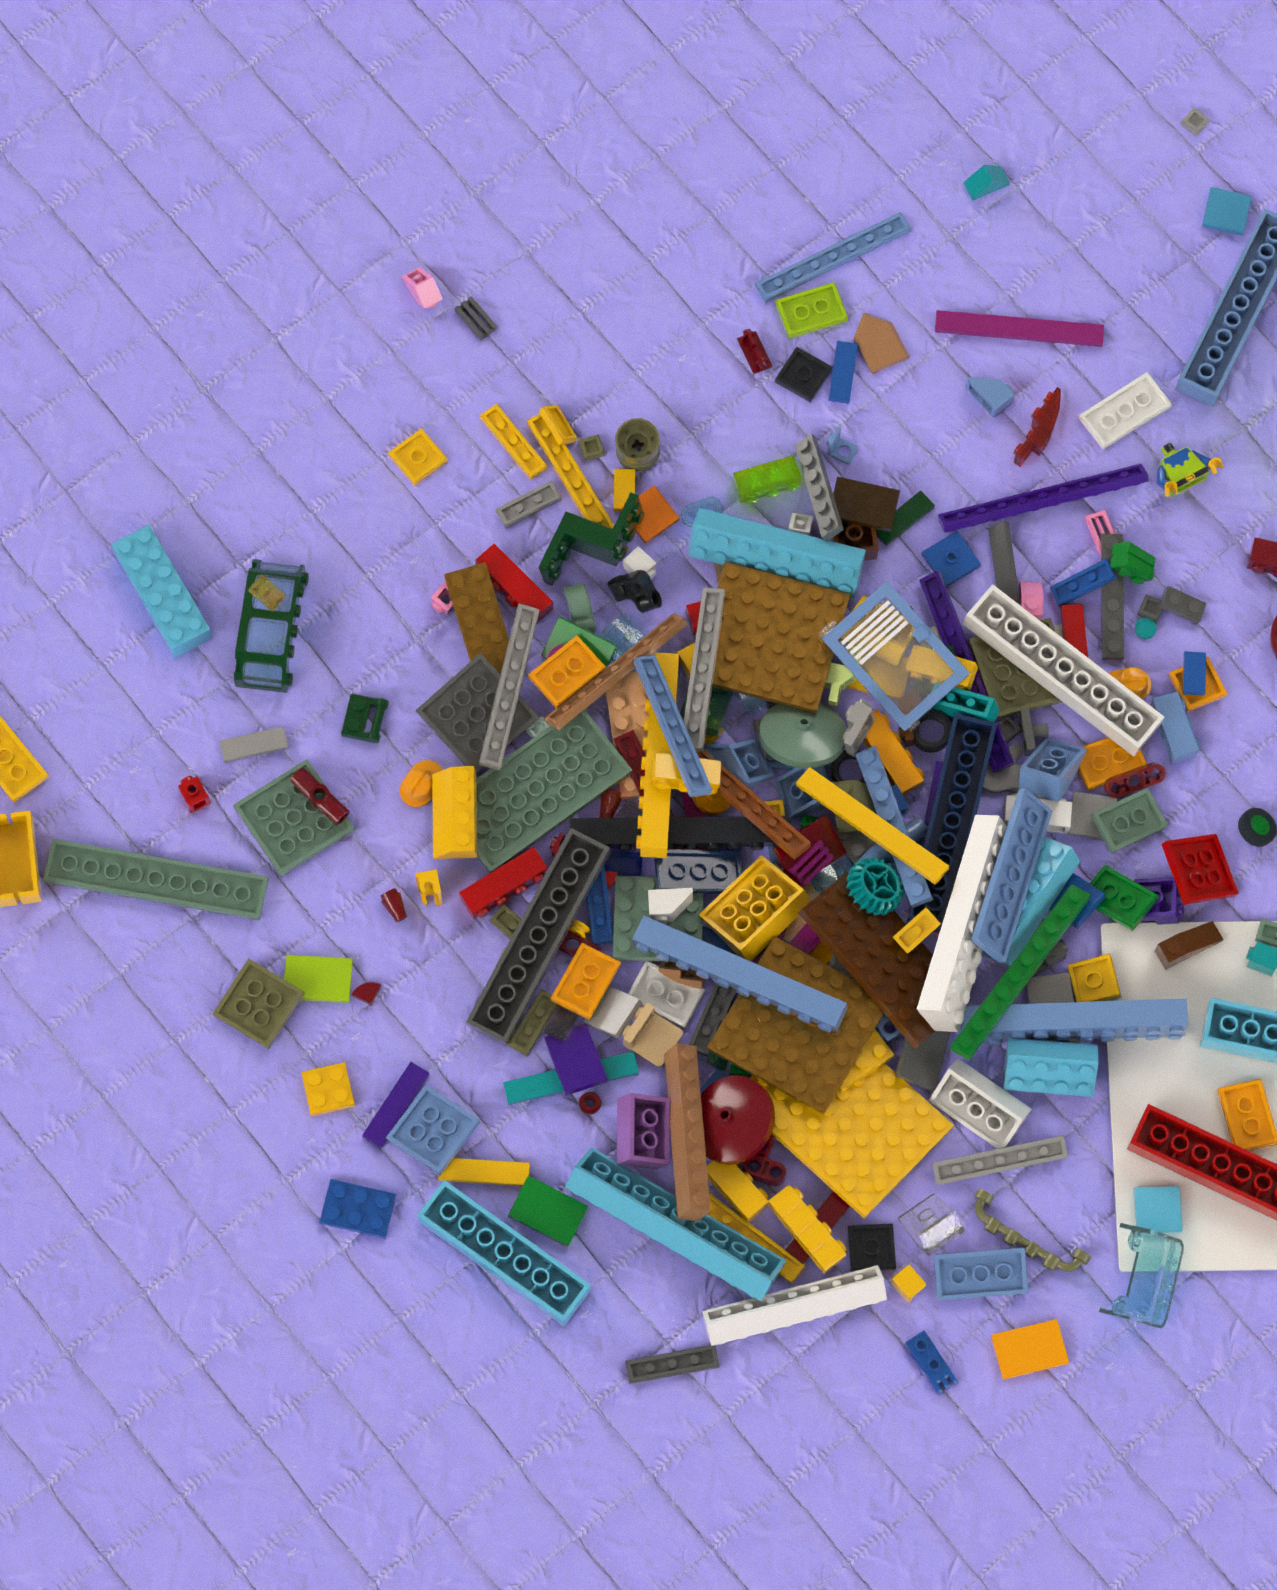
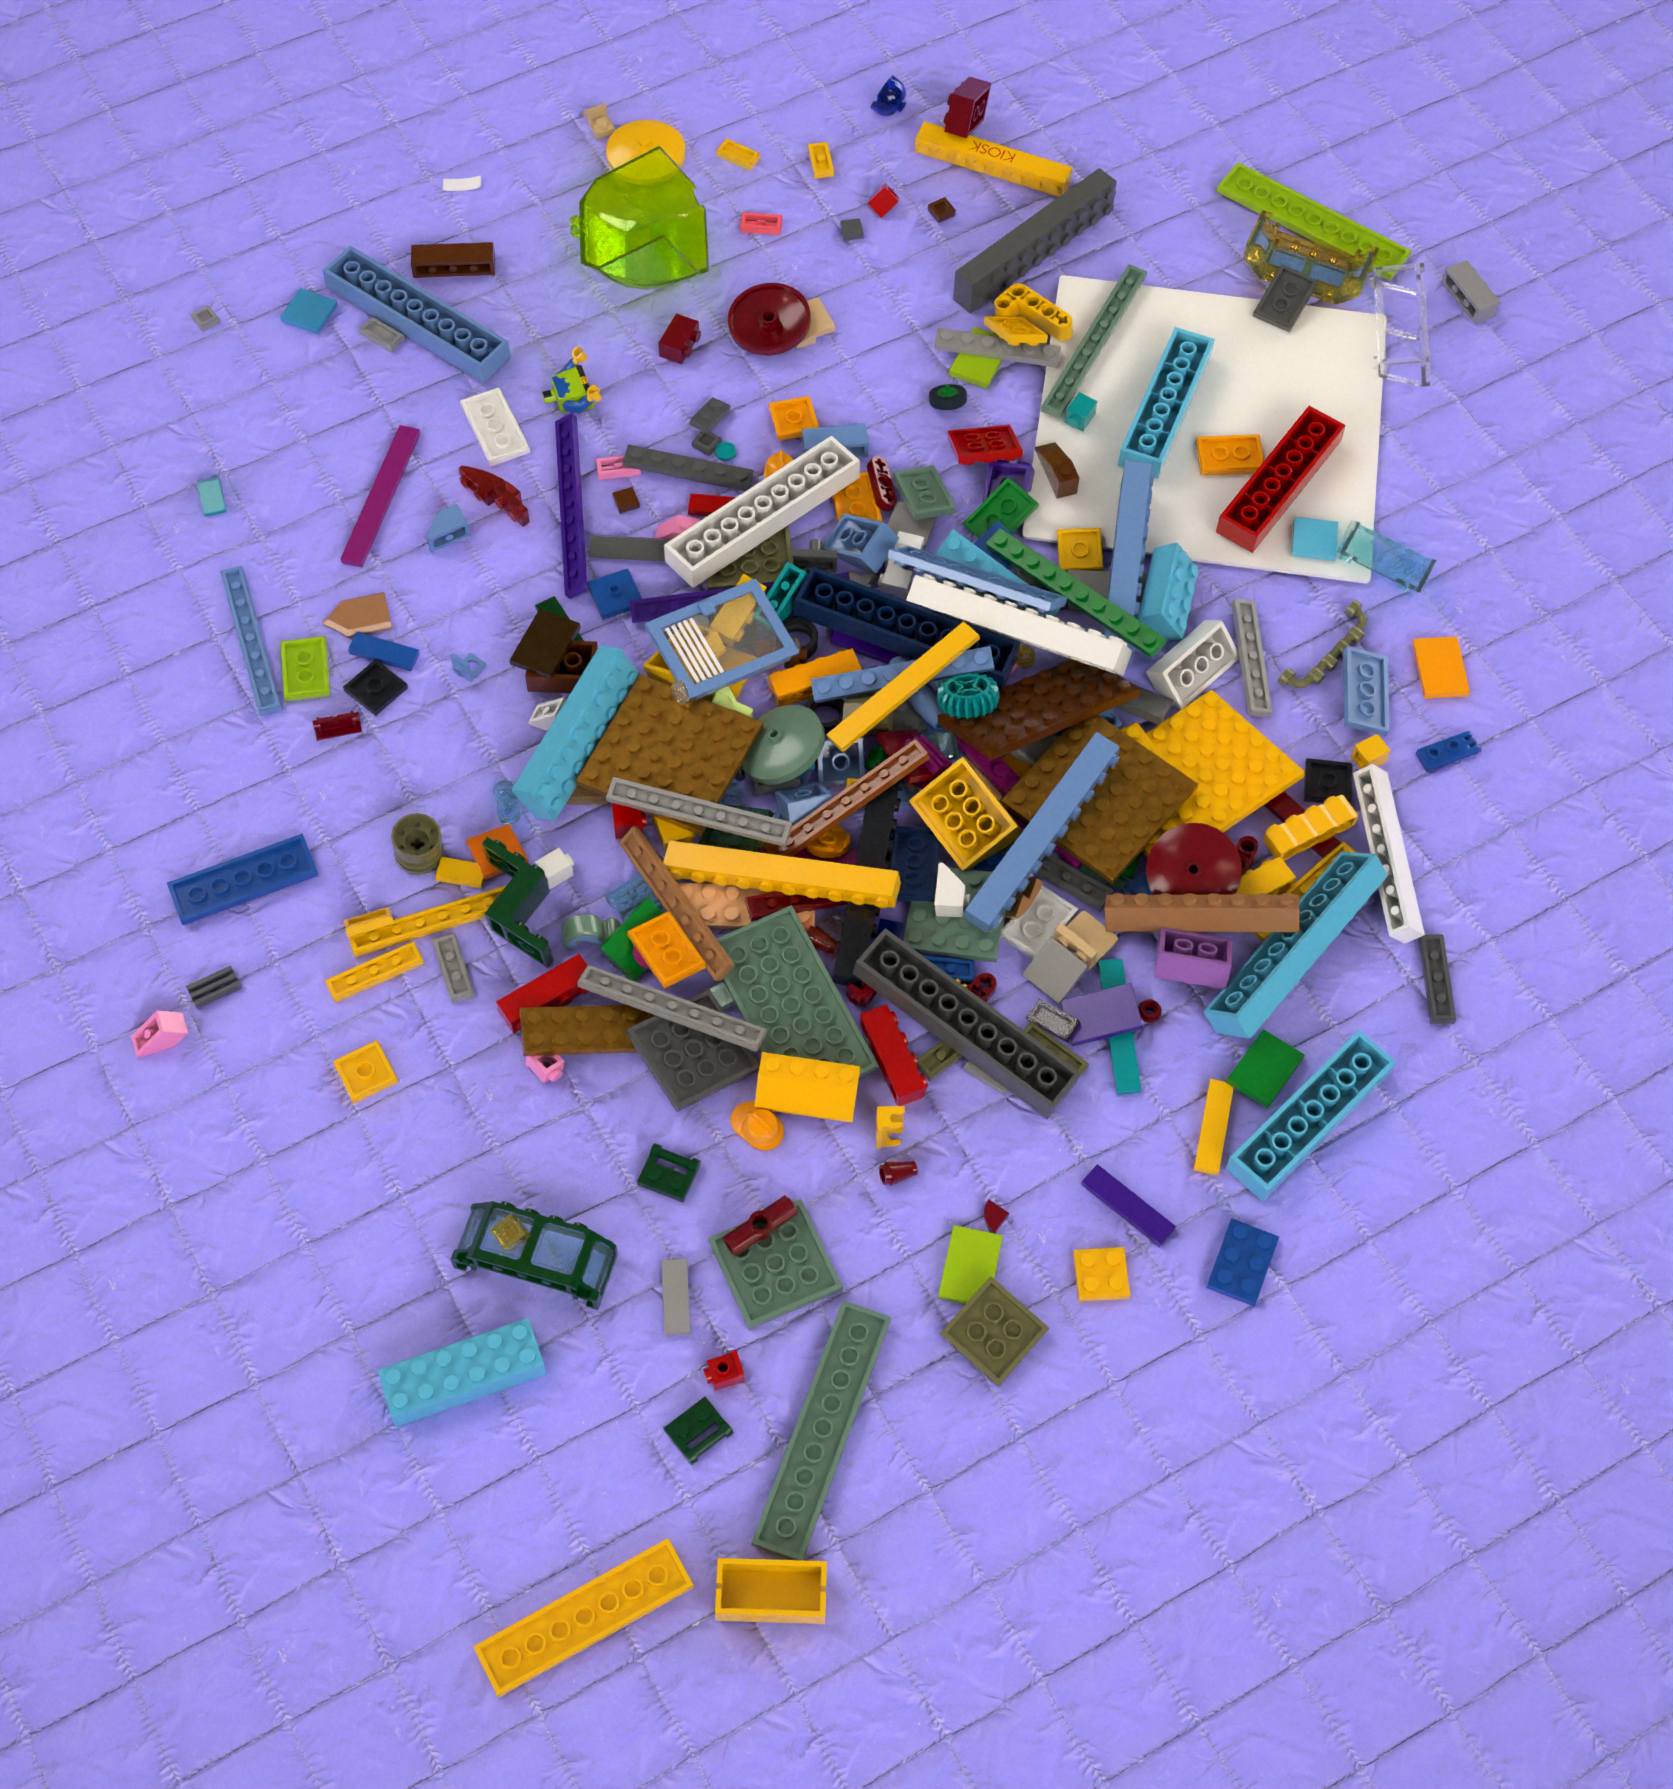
camera: 80 degrees left, 10 degrees down
(147, 778) = (693, 1424): none -> dark green plate
(433, 1130) = (1165, 1167): medium blue plate -> none
(582, 314) = (242, 879): none -> blue plate
(585, 981) = (1018, 990): light orange tile -> none
(591, 448) = (403, 896): olive tile -> none
(638, 588) = (580, 874): black piece -> none
(666, 774) = (816, 842): yellow brick -> none
(672, 726) = (760, 844): medium blue tile -> none
(767, 479) = (488, 735): clear neon green brick -> none
(819, 487) = (514, 681): plate -> none
(859, 720) = (788, 683): light grey plate -> none
(916, 930) = (1020, 668): yellow plate -> none
(931, 1224) = (1310, 724): clear slope -> none
(1063, 547) = (626, 500): none -> reddish brown tile
(1083, 582) = (670, 485): blue tile -> none
(1132, 562) = (661, 439): green brick -> none
(1194, 673) = (785, 414): blue tile -> none
(1214, 283) = (382, 334): none -> light grey tile

